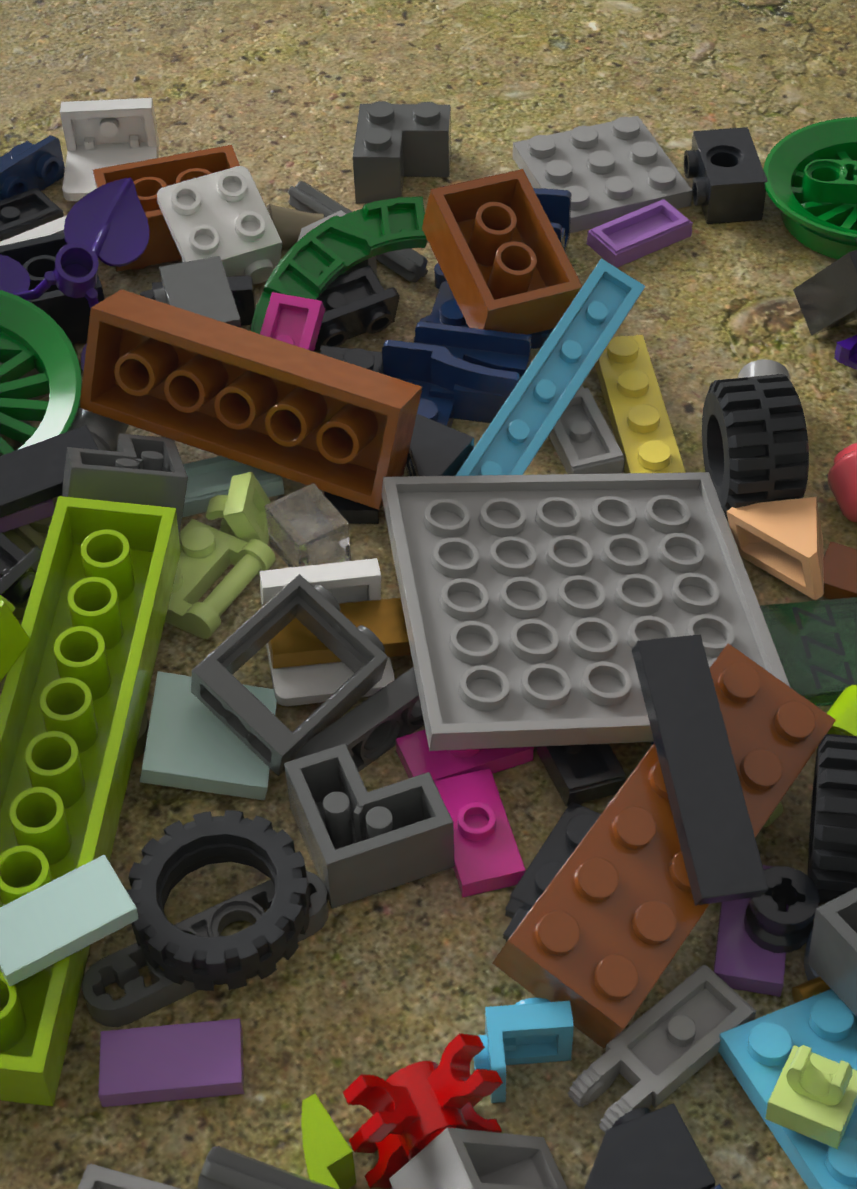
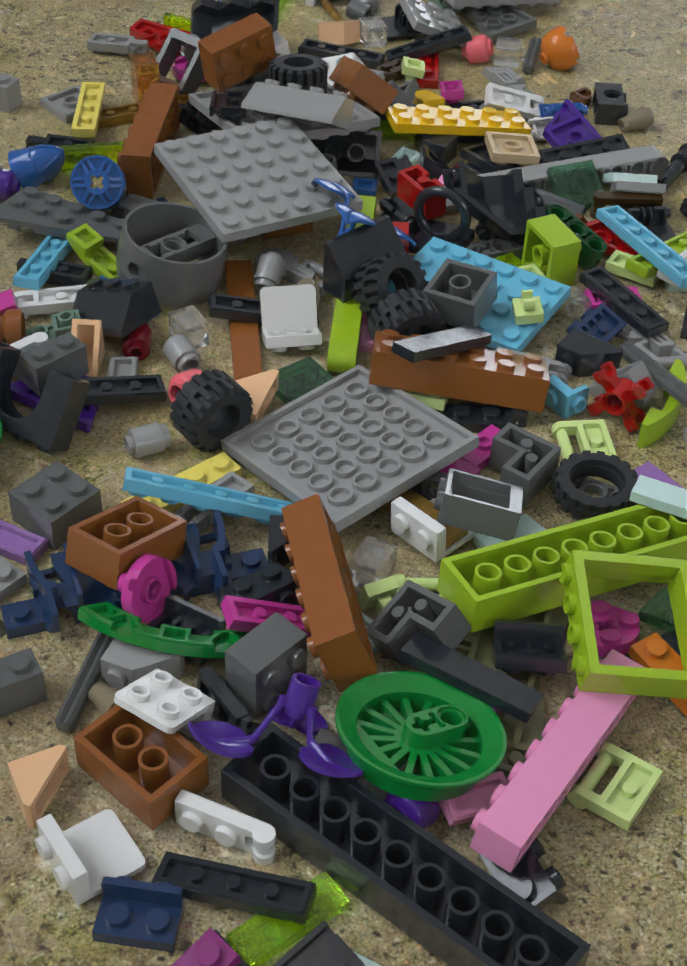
camera: 125 degrees left, 5 degrees down
(225, 129) = (37, 780): none -> light nougat slope
(357, 1014) = (590, 435): none -> yellowish green plate
(414, 263) = (147, 586): none -> dark pink plate
(677, 260) = (54, 502): none -> dark grey brick

